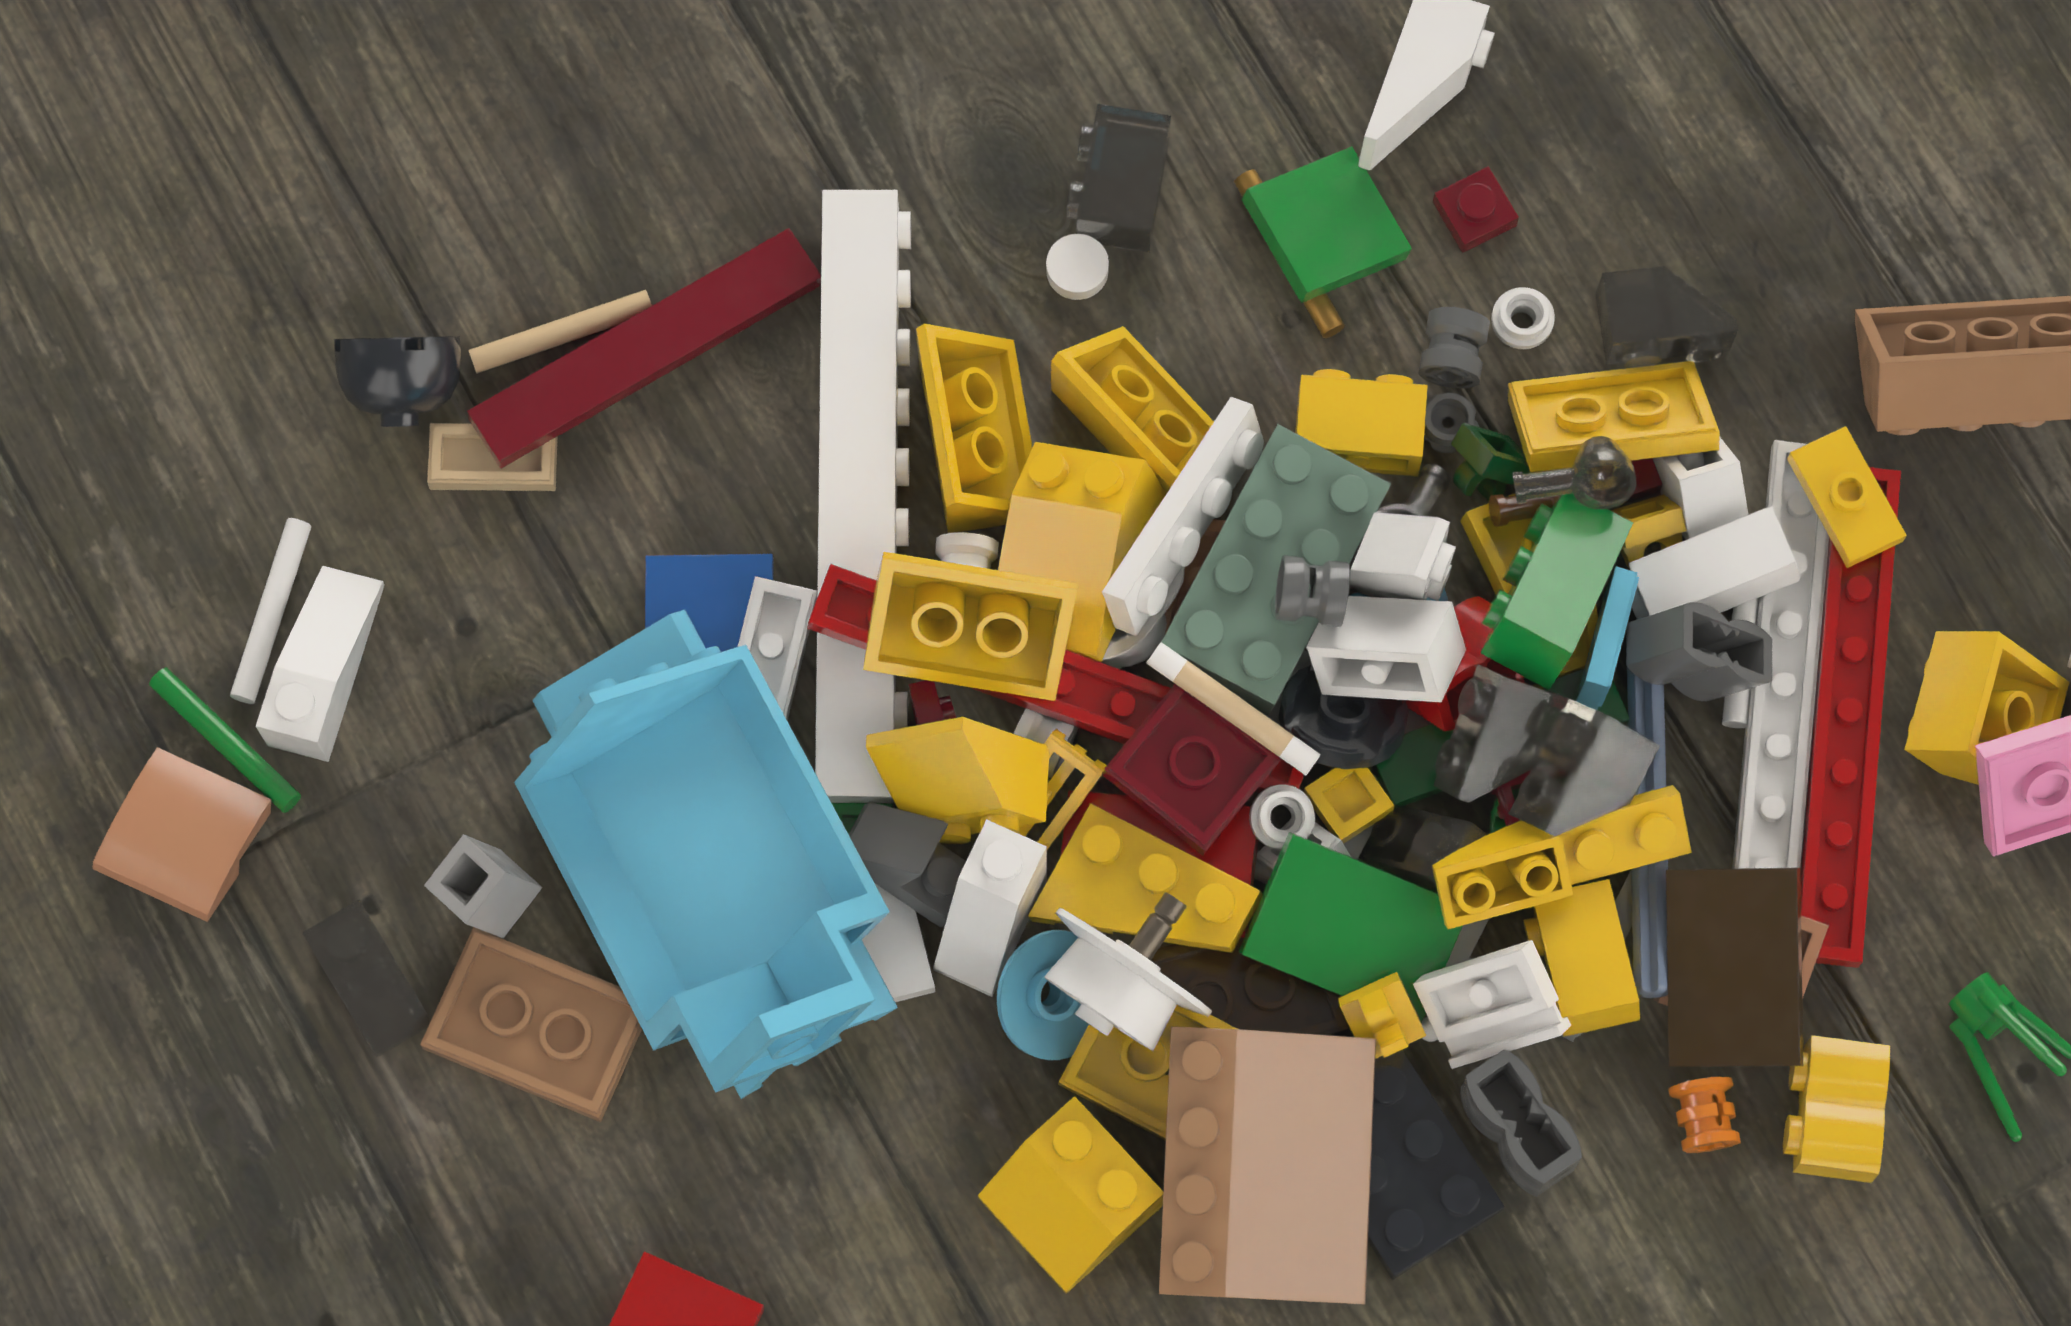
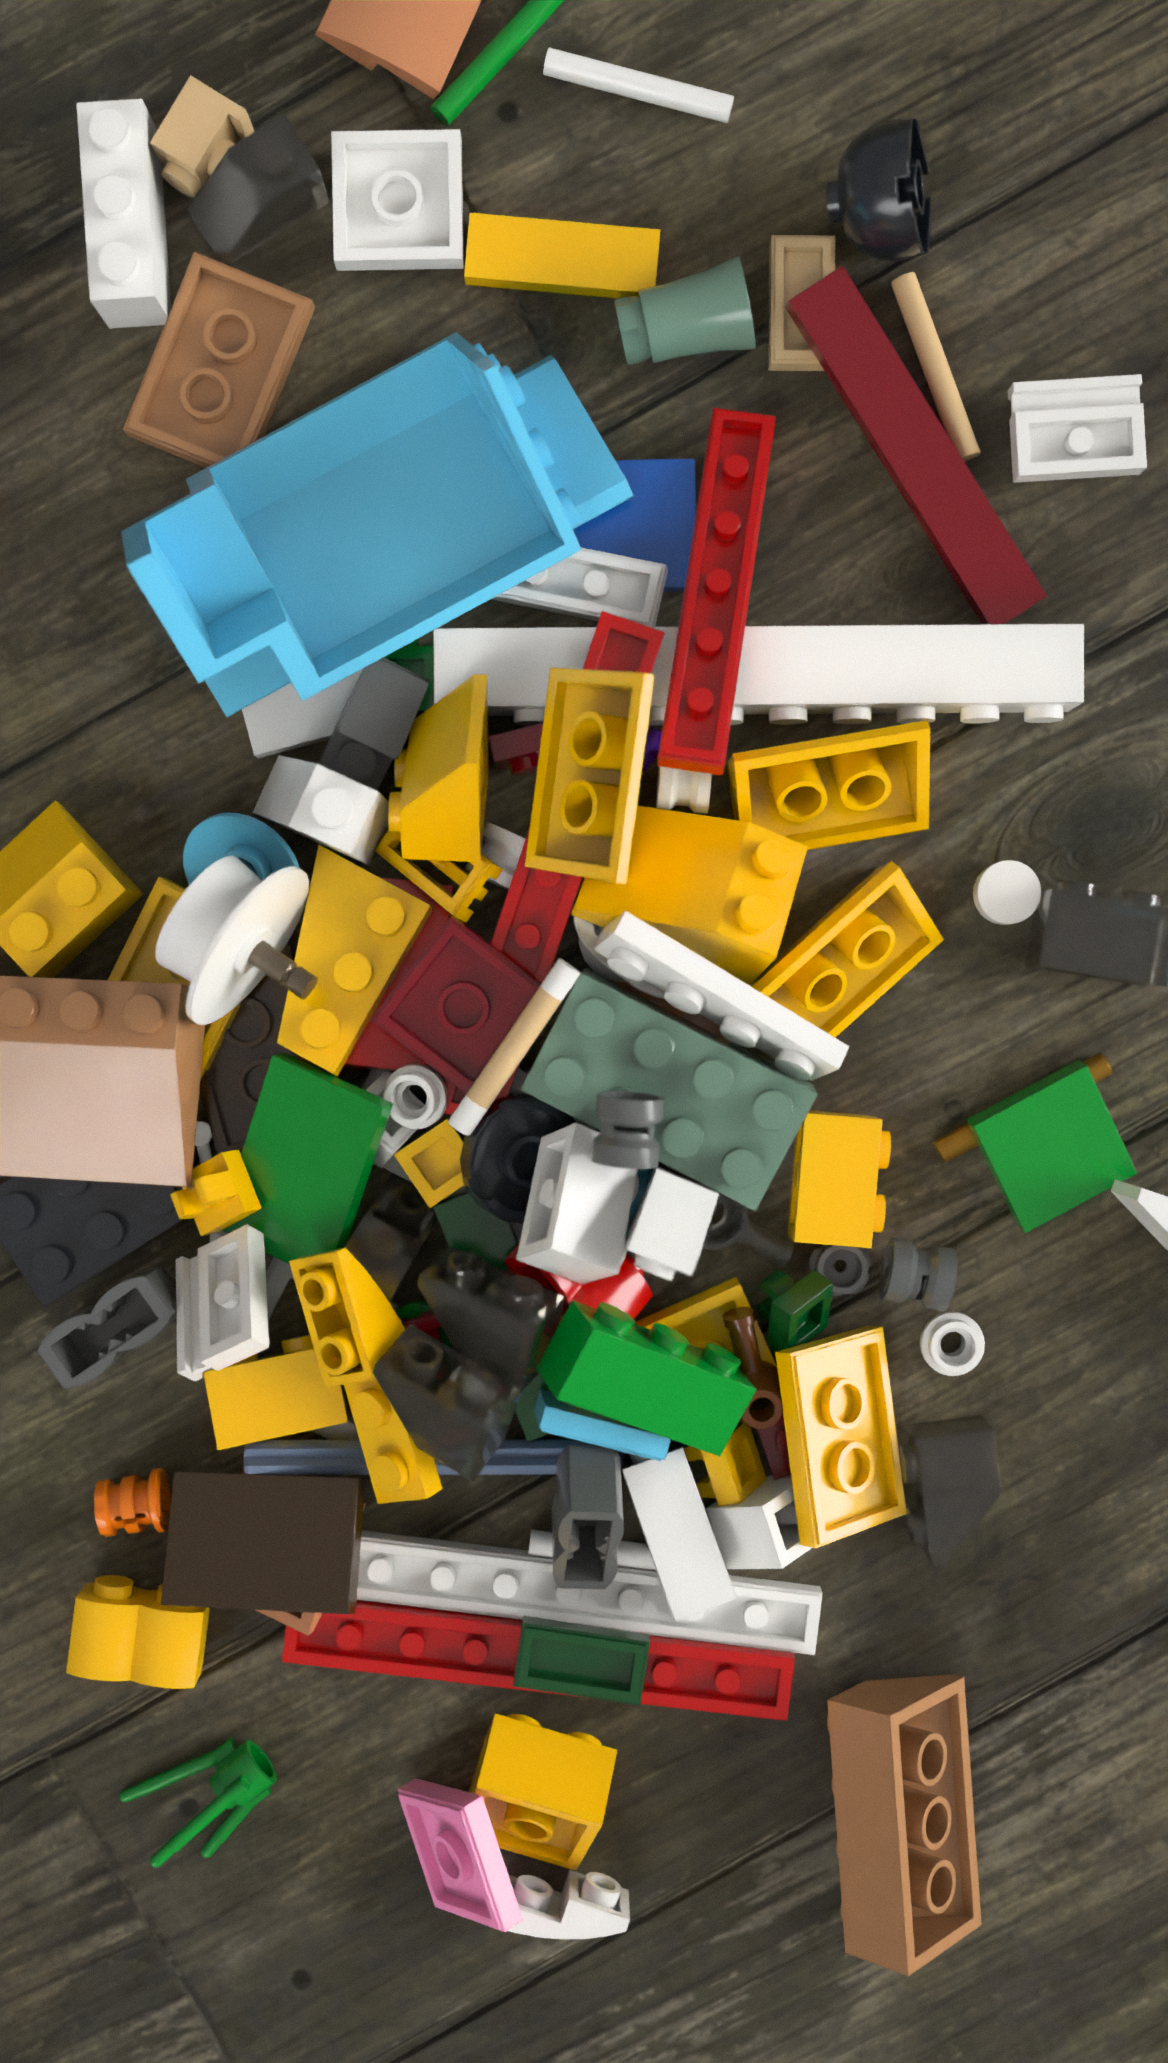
camera: 85 degrees right, 15 degrees up
(311, 1032) = (198, 135): none -> tan brick
(319, 664) = (577, 131): white slope -> none
(376, 839) = (397, 200): none -> white plate
(384, 1106) = (123, 214): none -> white brick
(438, 684) = (560, 256): none -> yellow tile
(483, 886) = (342, 299): light grey brick -> none
(508, 556) = (688, 316): none -> sand green plant
(627, 200) = (1077, 428): none -> white plate
(777, 523) = (716, 592): none -> red tile
(1475, 209) = (1070, 1297): dark red plate -> none
(1598, 479) = (761, 1424): clear smoke bar -> none
(1846, 497) = (755, 1668): yellow plate -> none
(1846, 664) = (581, 1660): none -> dark green tile

